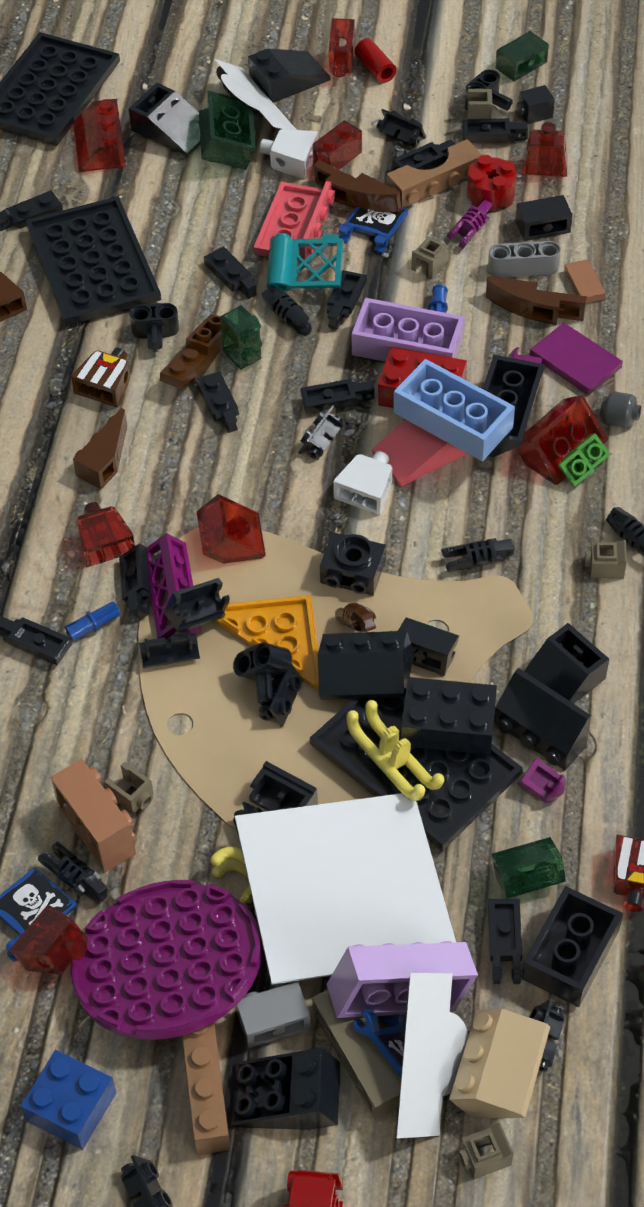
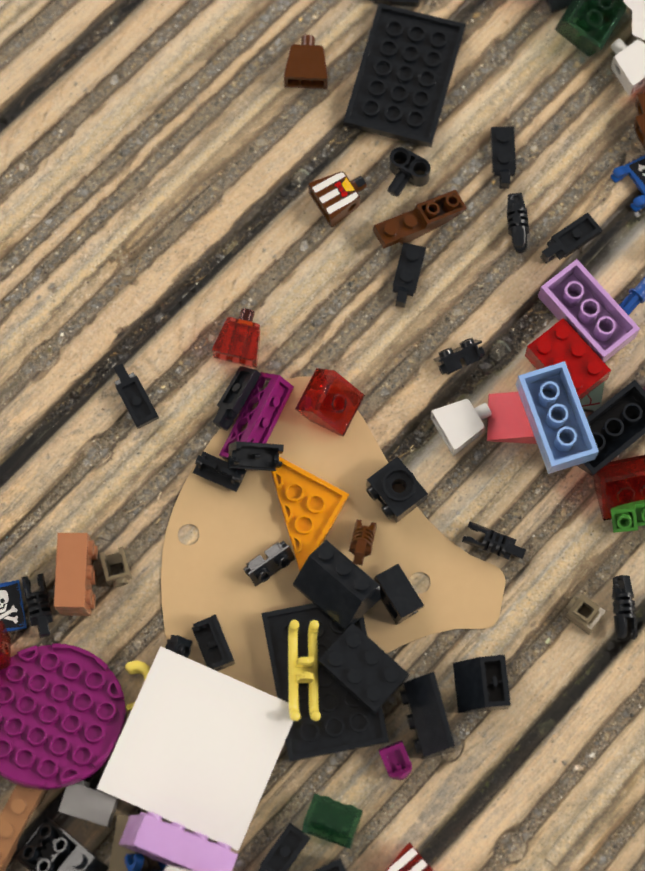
camera: 35 degrees right, 20 degrees up
(92, 621) = (183, 409): blue axle -> none
(101, 456) = (286, 269): reddish brown slope -> none
(241, 337) = (459, 231): clear green brick -> none
(262, 664) = (268, 534): black beam -> none
(285, 257) = (545, 177): teal piece -> none
(296, 212) = (585, 138): coral bracket -> none
(336, 393) = (495, 328): black hinge -> none

